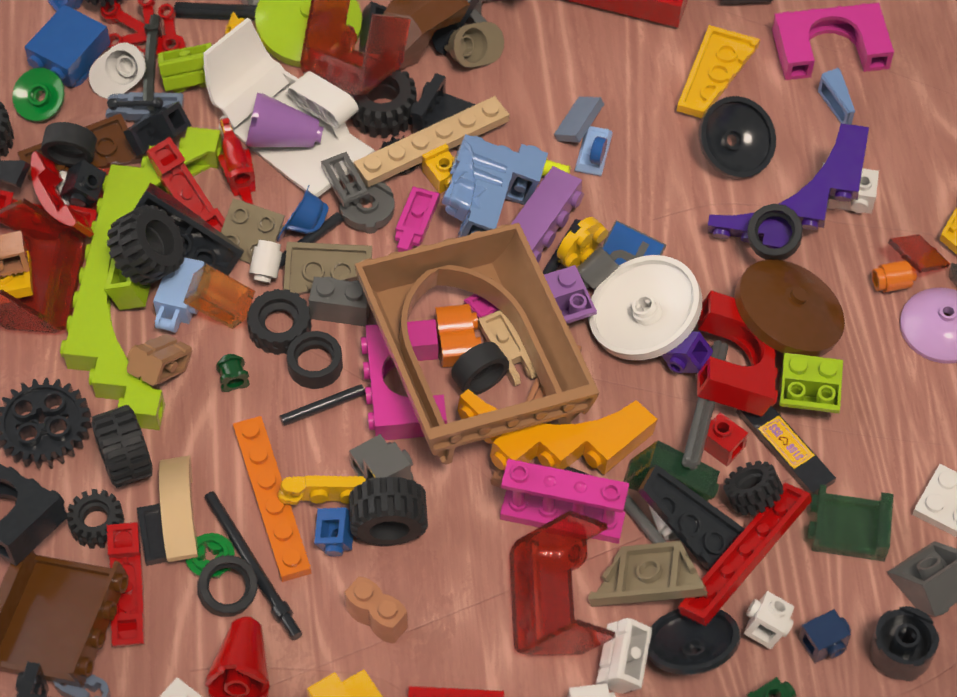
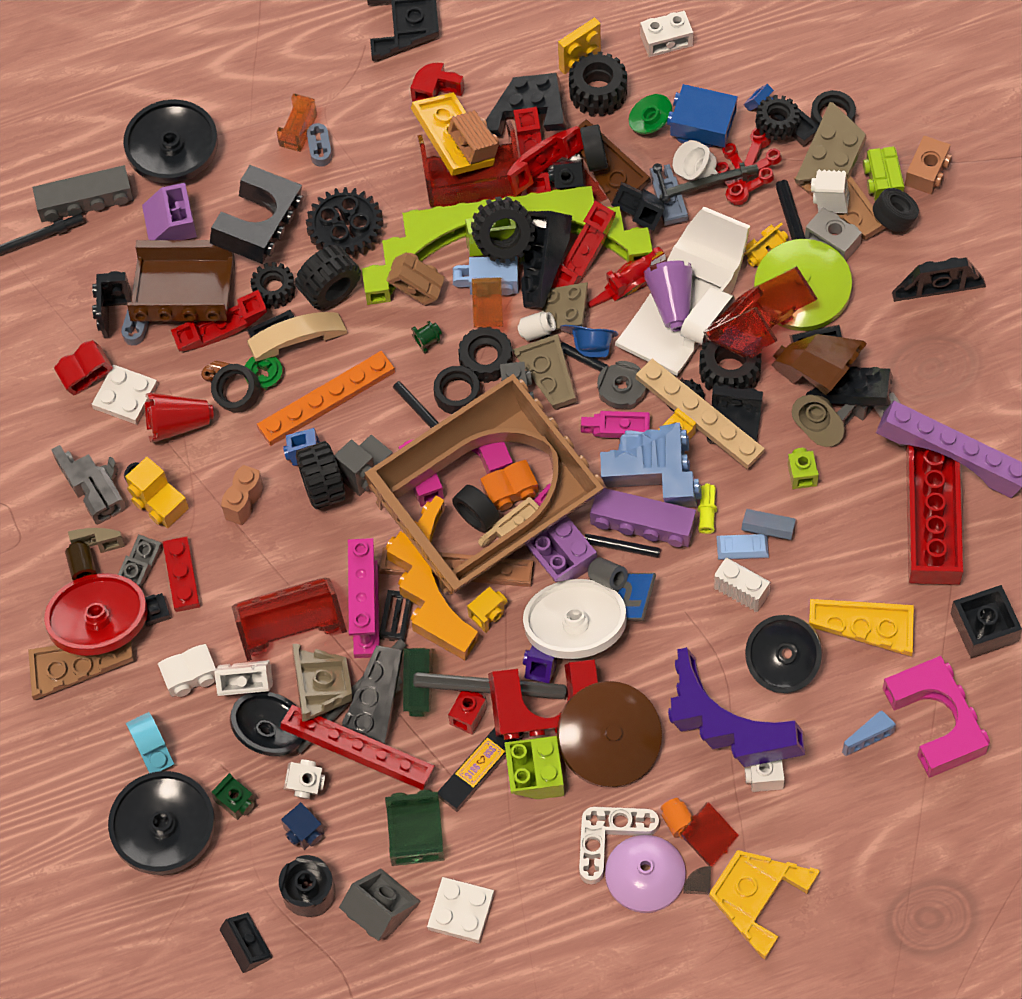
camera: 80 degrees right, 5 degrees up
(183, 67) = (712, 197): lime brick -> none
(186, 606) = (211, 369): none -> dark orange arm
(280, 609) = (229, 432): black bar -> none
(317, 488) = (332, 422): yellow hinge -> none
(353, 196) = (627, 376): dark grey tile -> none
(524, 75) = (802, 469): none -> lime brick
(579, 246) = (623, 553): yellow plate -> none
(598, 150) = (730, 544): blue tile -> none
(610, 395) = (487, 608): none -> yellow brick
(644, 156) = (741, 584): none -> white brick
(753, 488) = (421, 741): black tyre -> none
(778, 211) = (663, 690): black tyre -> none
(891, 352) = (599, 830): none -> white beam

